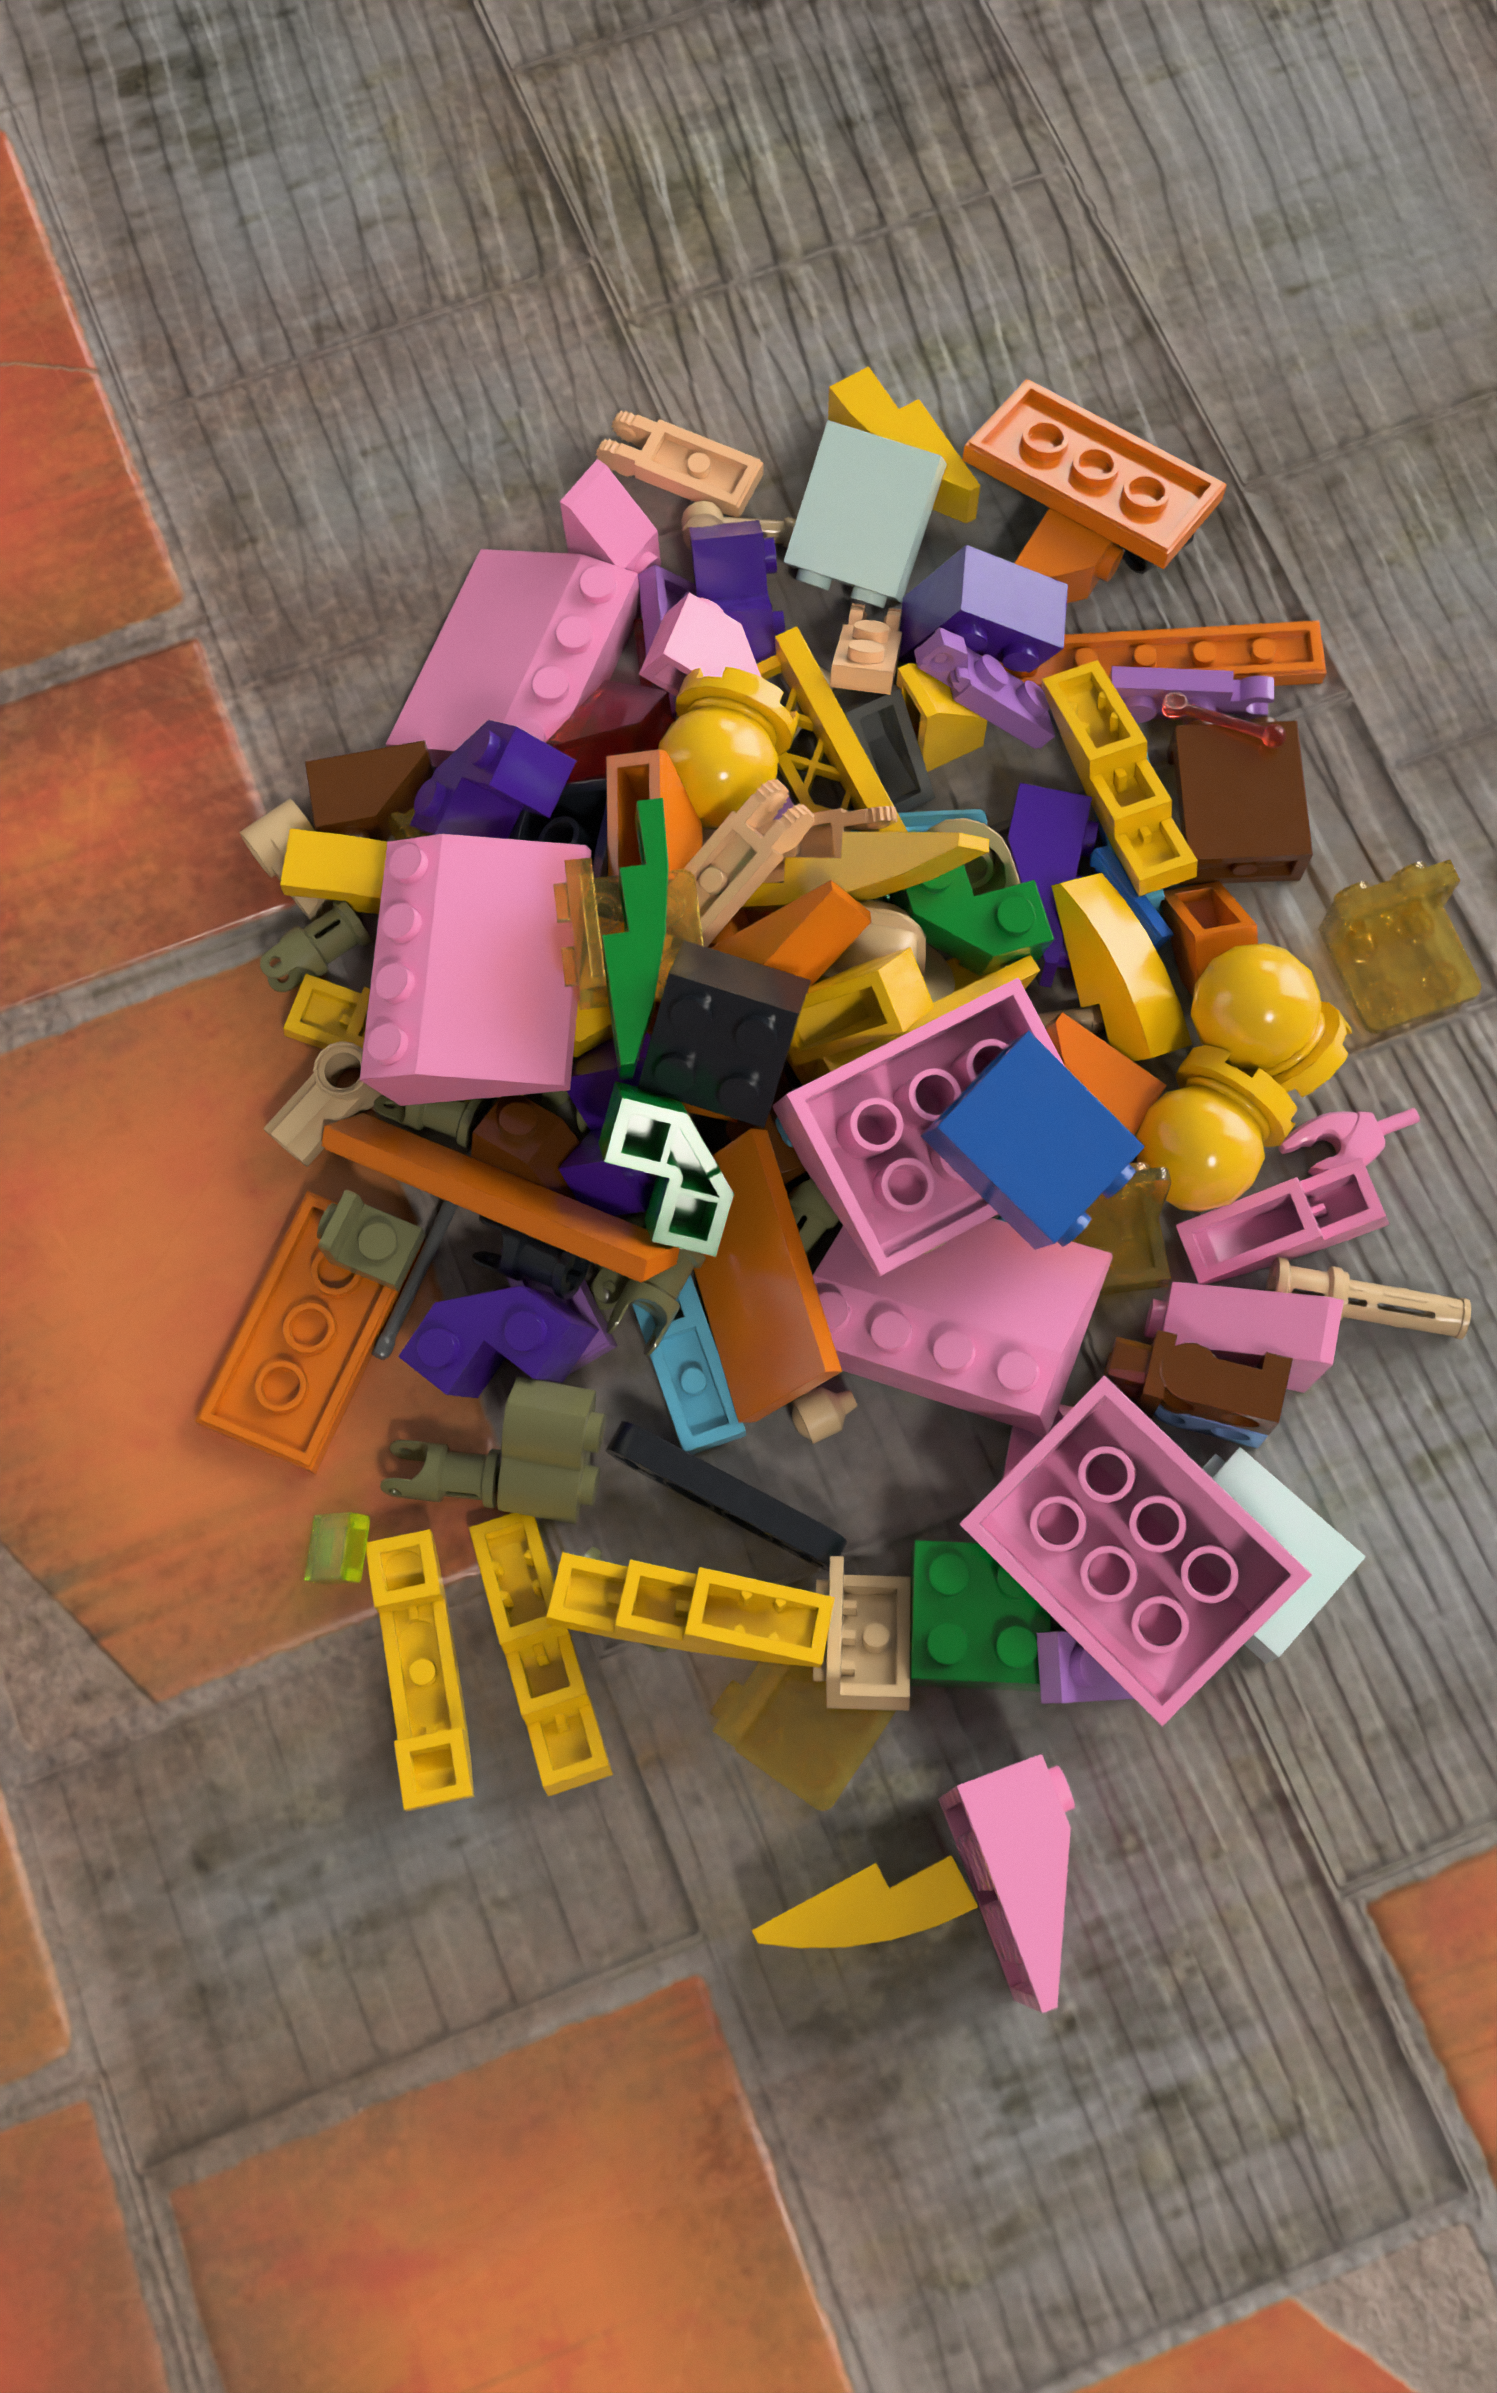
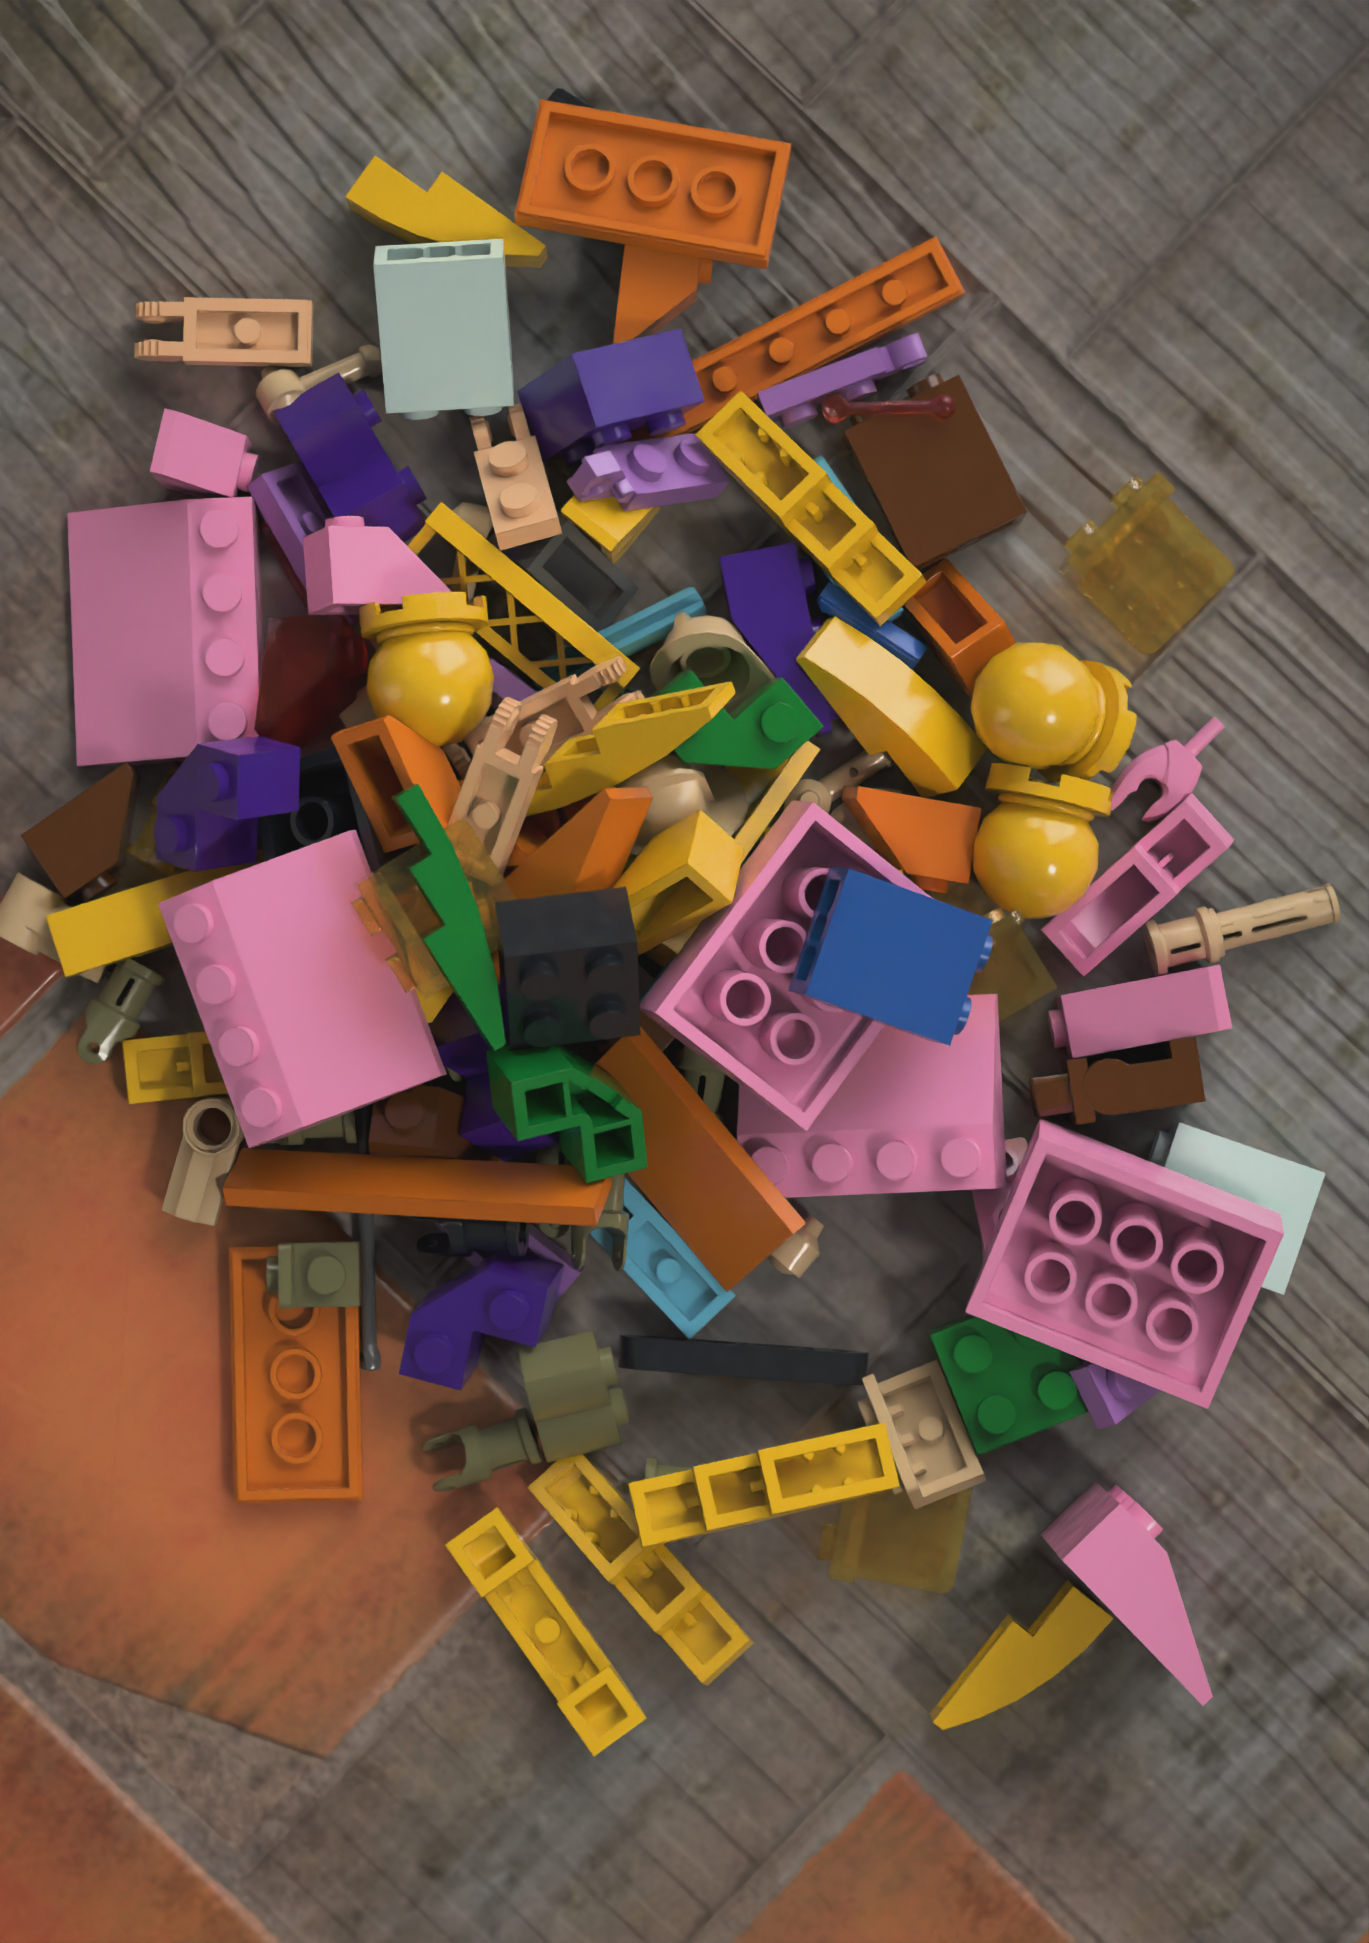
camera: 30 degrees left, 15 degrees up
(337, 1548) = (421, 1559): clear neon green tile -> none

